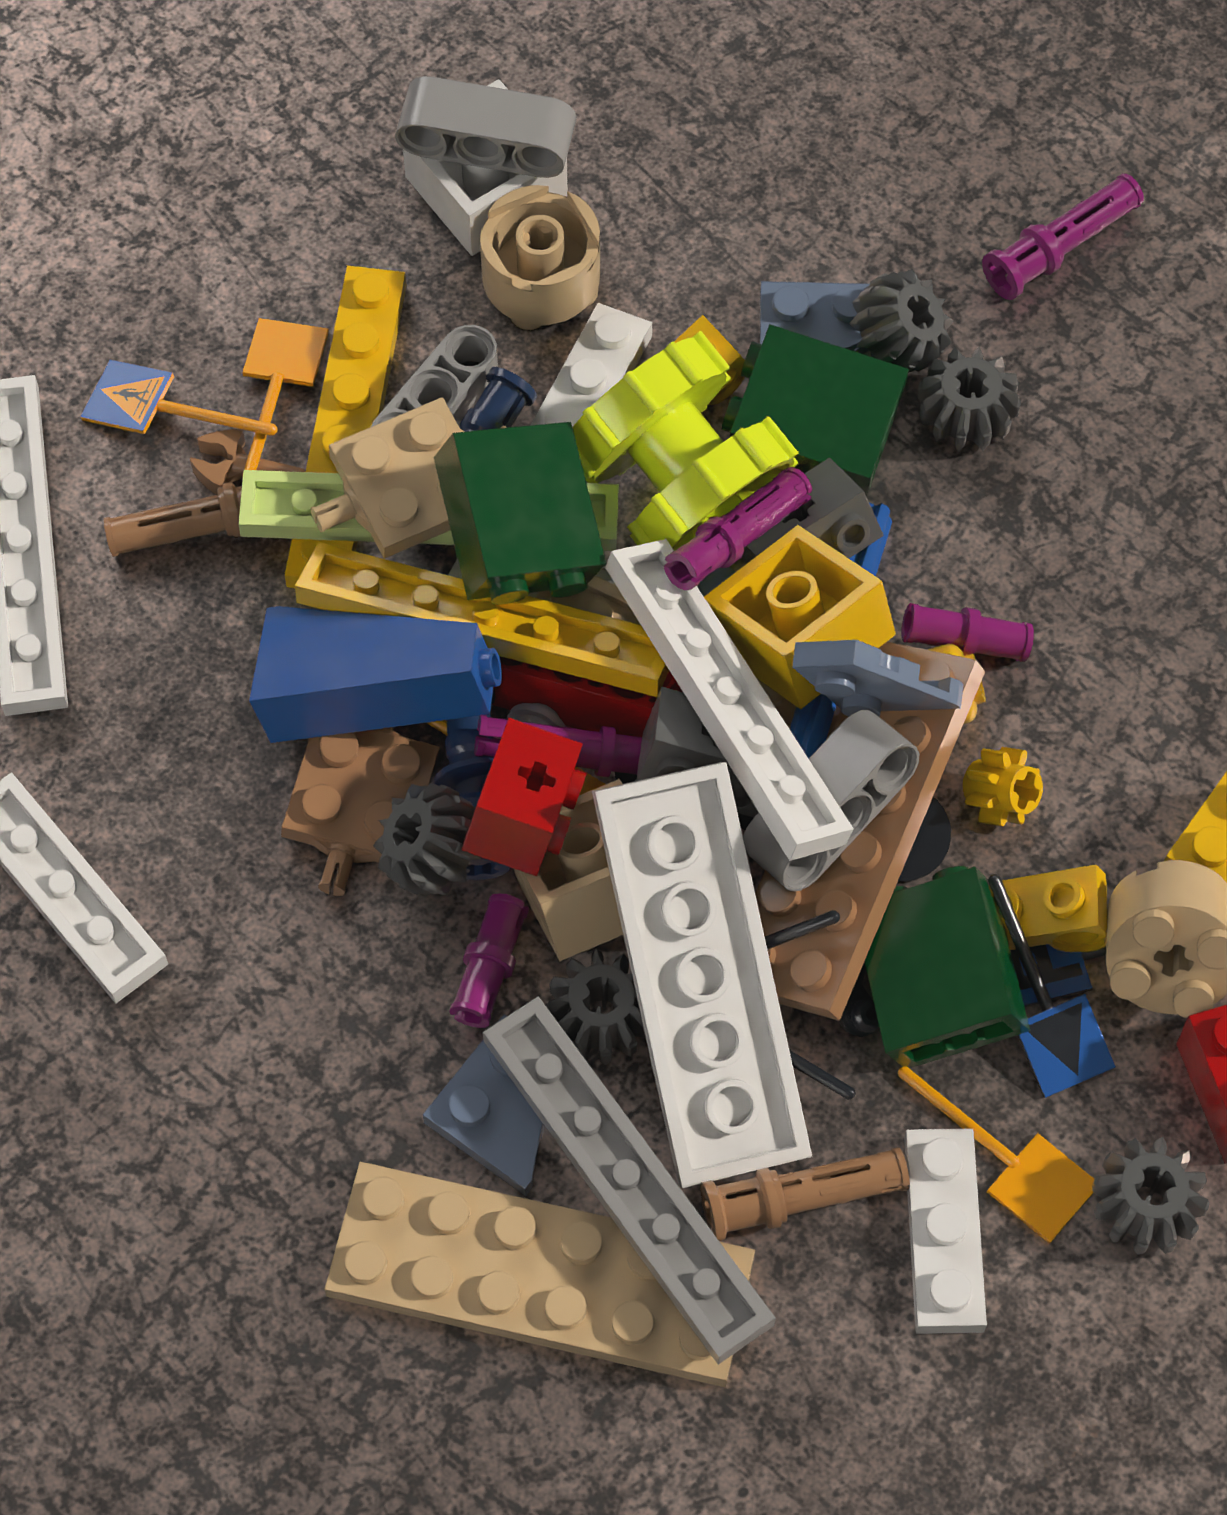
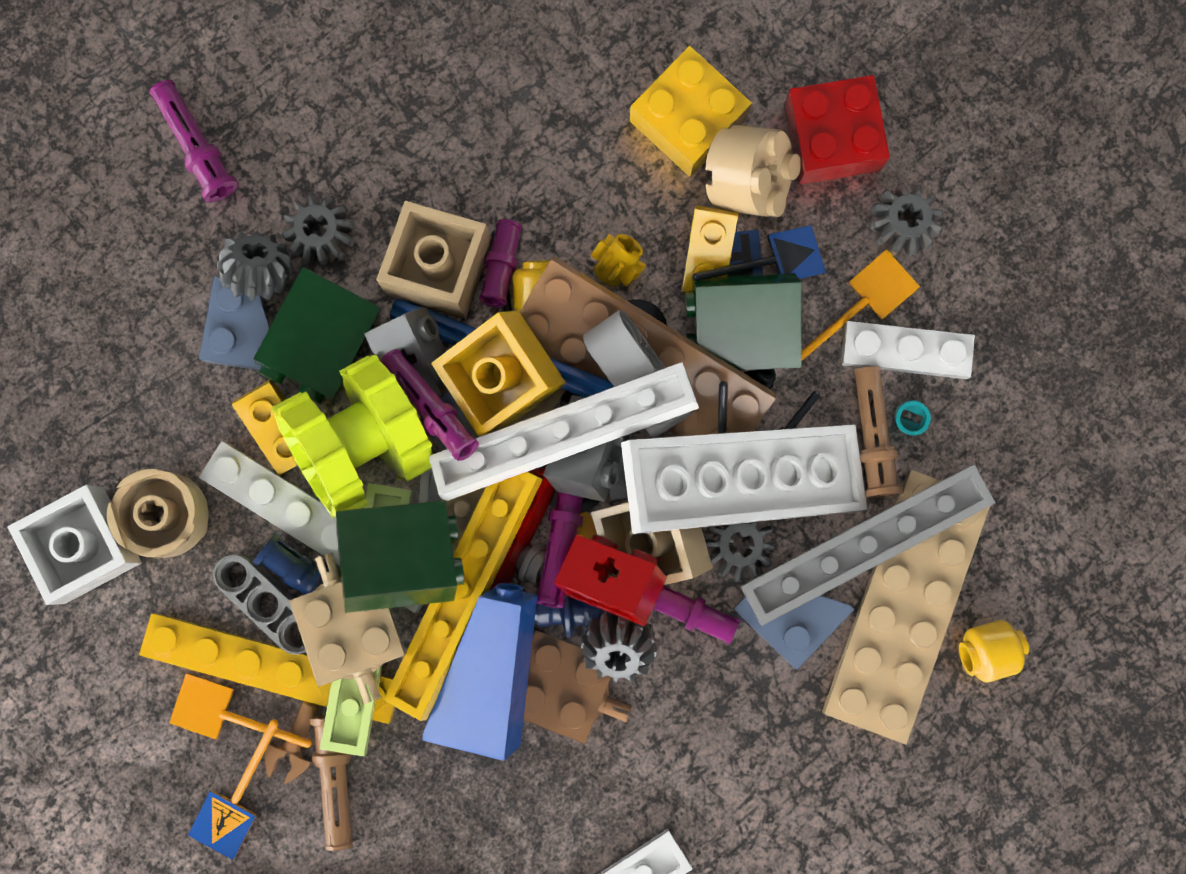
camera: 80 degrees left, 20 degrees up
(485, 1400) = (993, 651): none -> yellow head
(486, 127) = (56, 542): light grey beam -> none
(825, 1238) = (909, 426): none -> teal hinge
(867, 679) = (565, 344): sand blue wing -> none
(954, 539) = (435, 259): none -> tan brick

